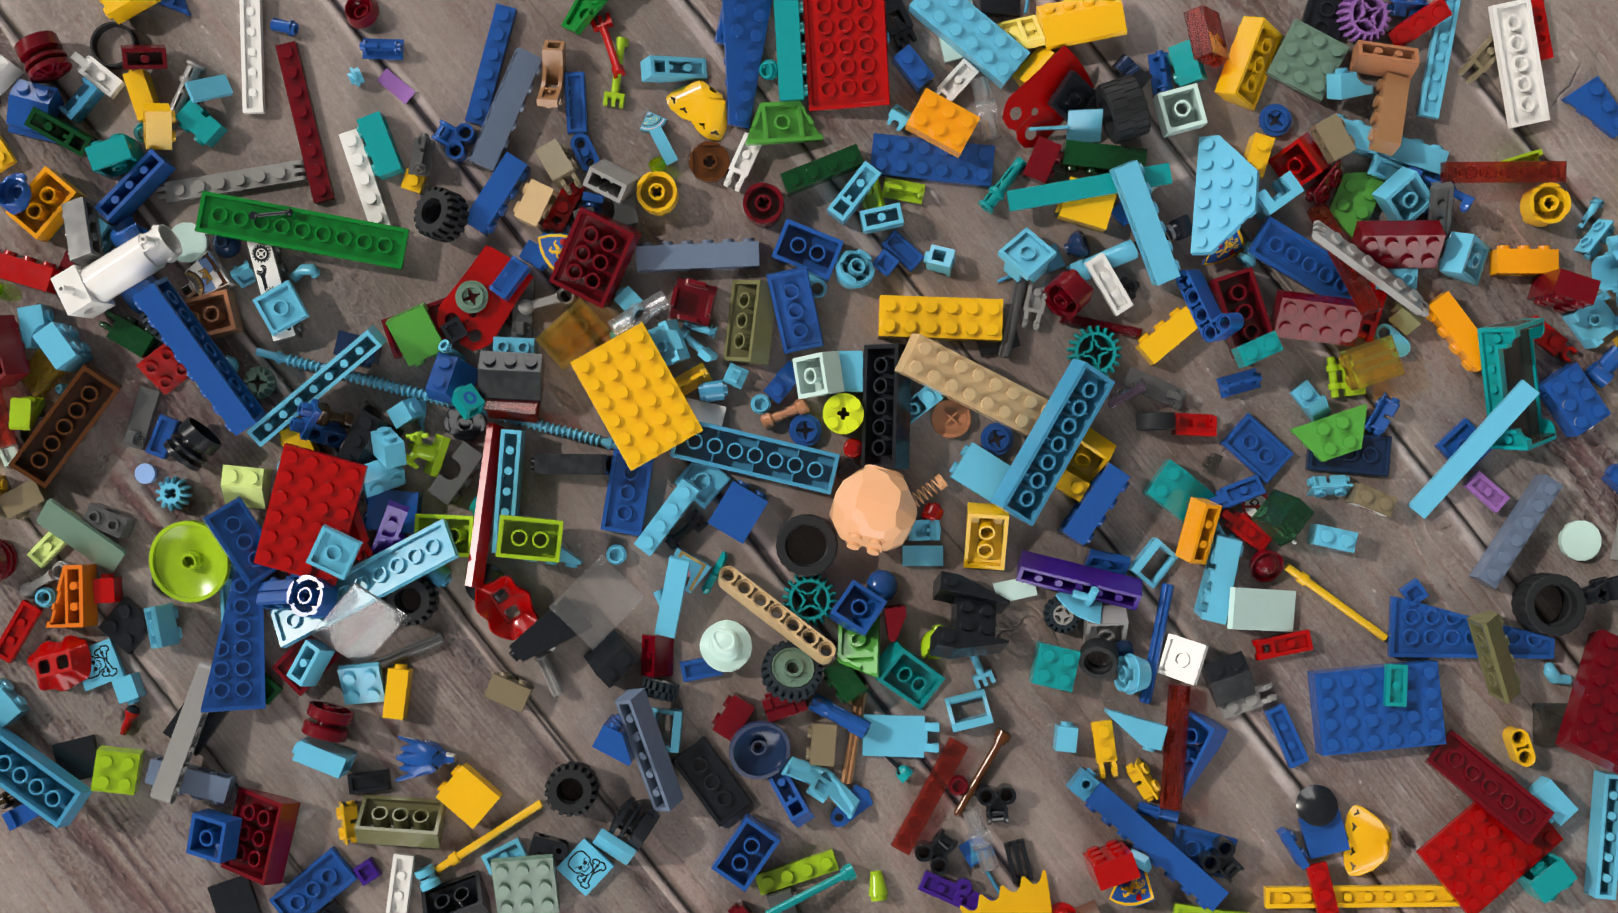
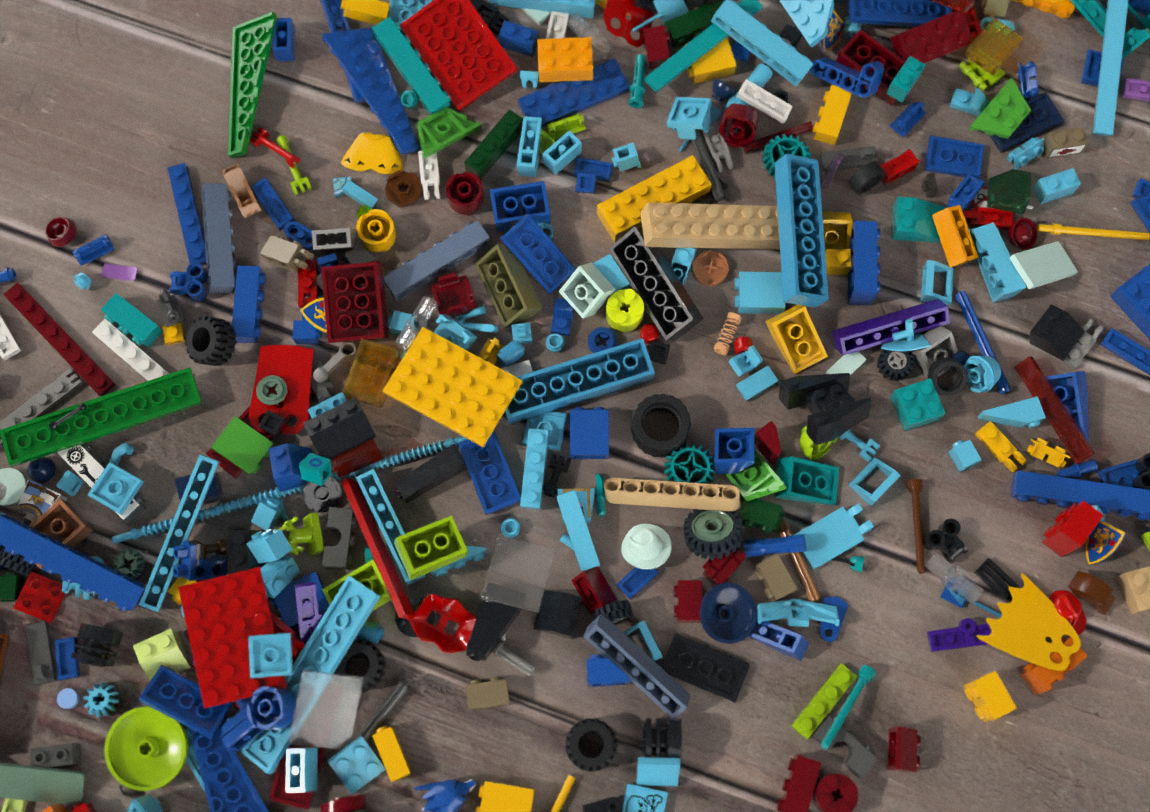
camera: 30 degrees left, 15 degrees down
(445, 347) = (272, 439): medium azure piece -> none
(510, 278) = (295, 358): blue hinge -> none
(535, 204) = (284, 291): tan brick -> none
(672, 69) = (333, 138): medium azure slope -> none
(746, 852) = (771, 707): blue brick -> none
(769, 420) = (570, 350): nougat piece -> none
(854, 269) = (565, 199): medium azure cone -> none
(873, 510) = (697, 362): light nougat rock -> none
(877, 886) = (898, 671): lime cone -> none
(883, 584) = (740, 419): blue hair -> none
(929, 795) = (889, 569): clear red plate -> none
(937, 851) = (925, 607): black piece -> none
(958, 785) = (906, 546): dark red plate -> none
(1000, 430) = (755, 254): blue gear -> none
(1083, 783) = (1003, 483): dark azure brick -> none
(1108, 561) = (902, 300): blue plate -> none
(1182, 659) = (1011, 339): white tile -> none
(1283, 644) = (1078, 285): red plate -> none

